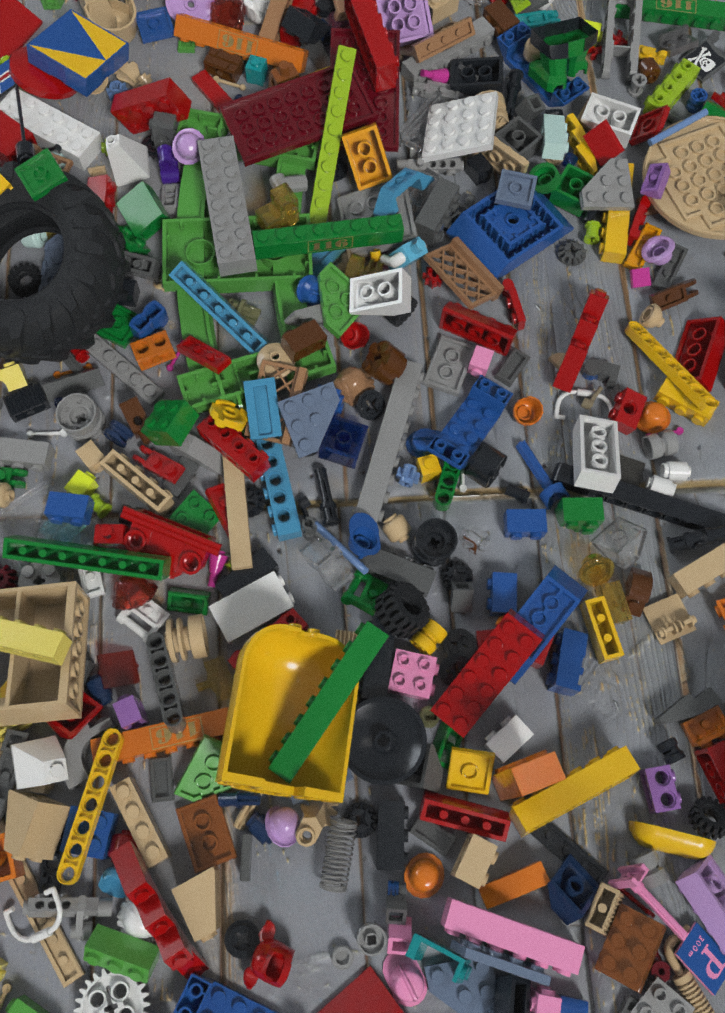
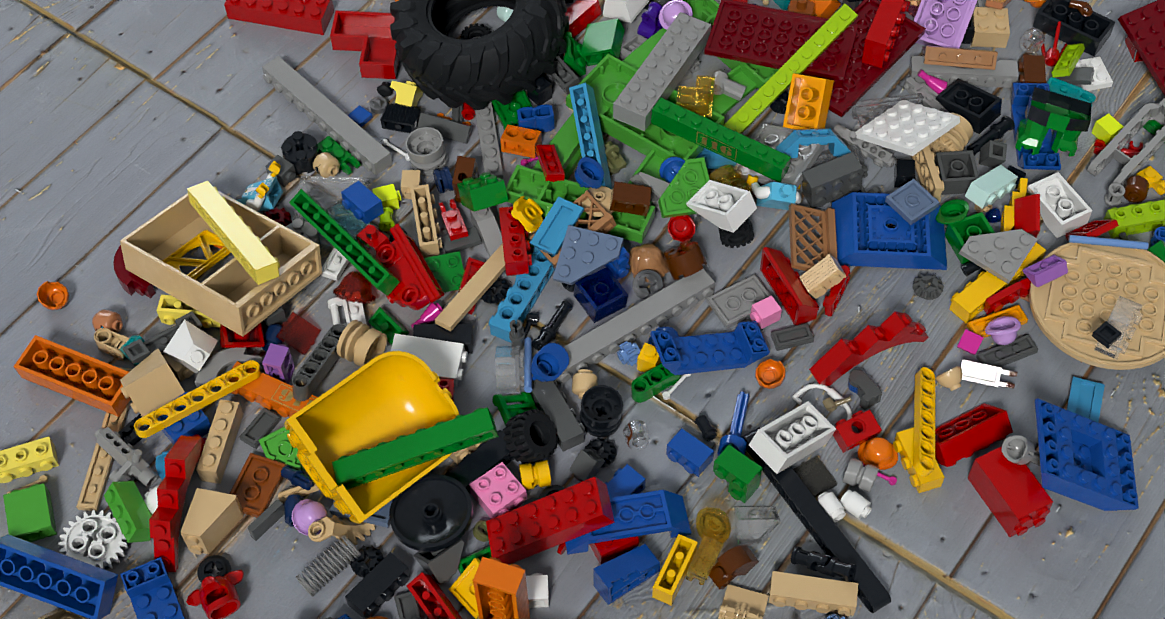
camera: 45 degrees right, 15 degrees down
(40, 935) = (100, 459): white piece -> none
(250, 342) = (589, 173): none -> blue piece
(431, 278) = (784, 228): red gear -> none
(485, 465) = (696, 386): black brick -> none
(501, 300) = (822, 276): none -> tan brick
(592, 232) = (958, 282): lime bush -> none

